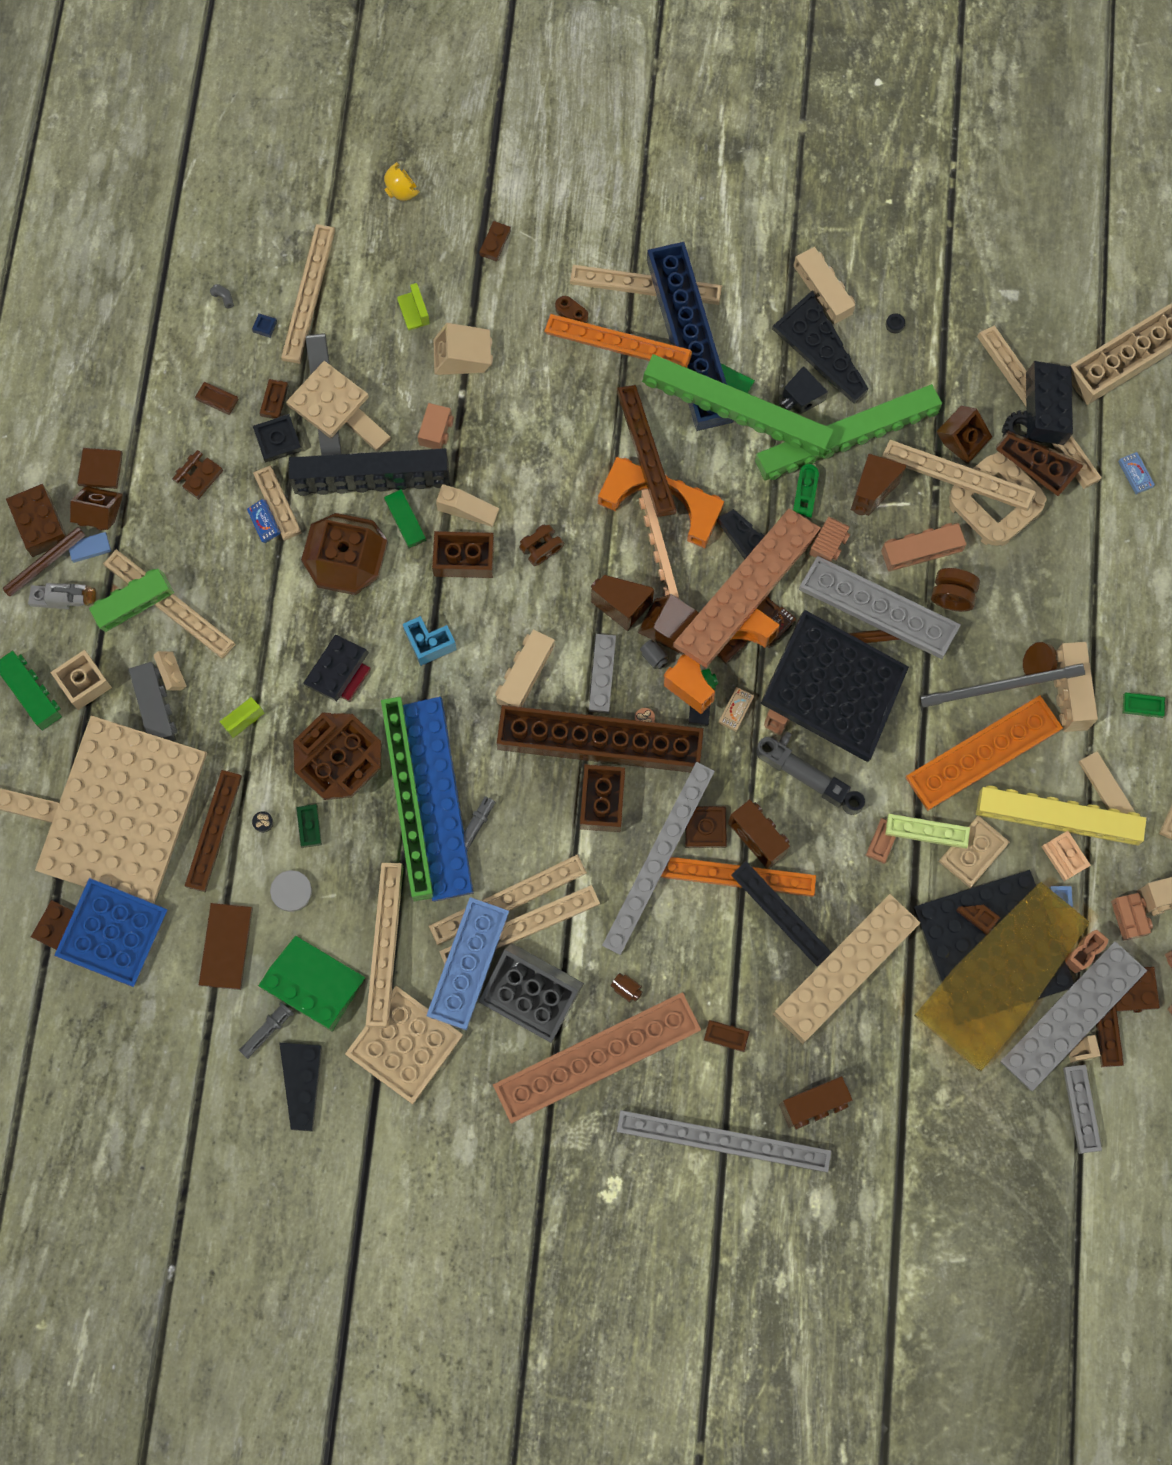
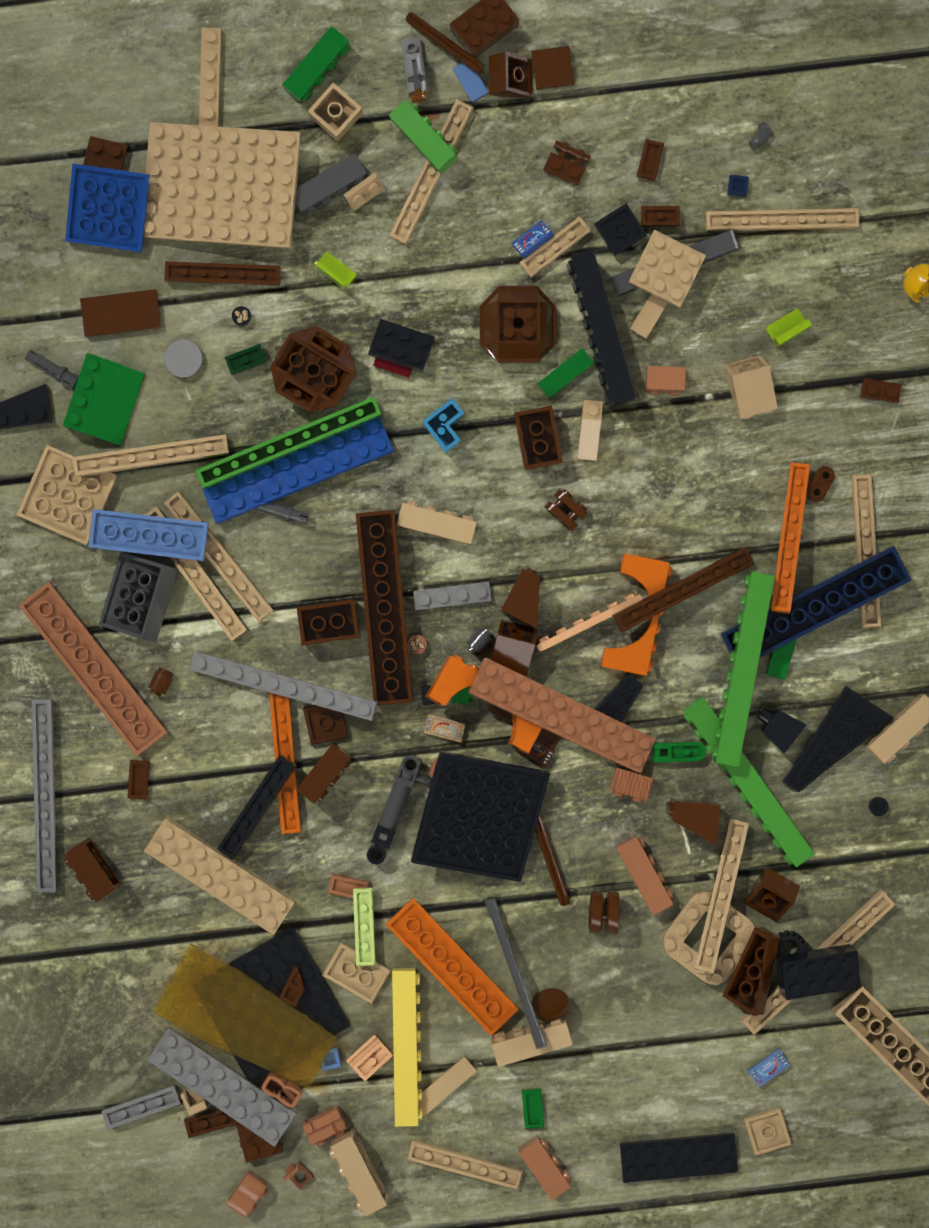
camera: 80 degrees right, 15 degrees up
(879, 607) = (572, 843): light grey plate -> none

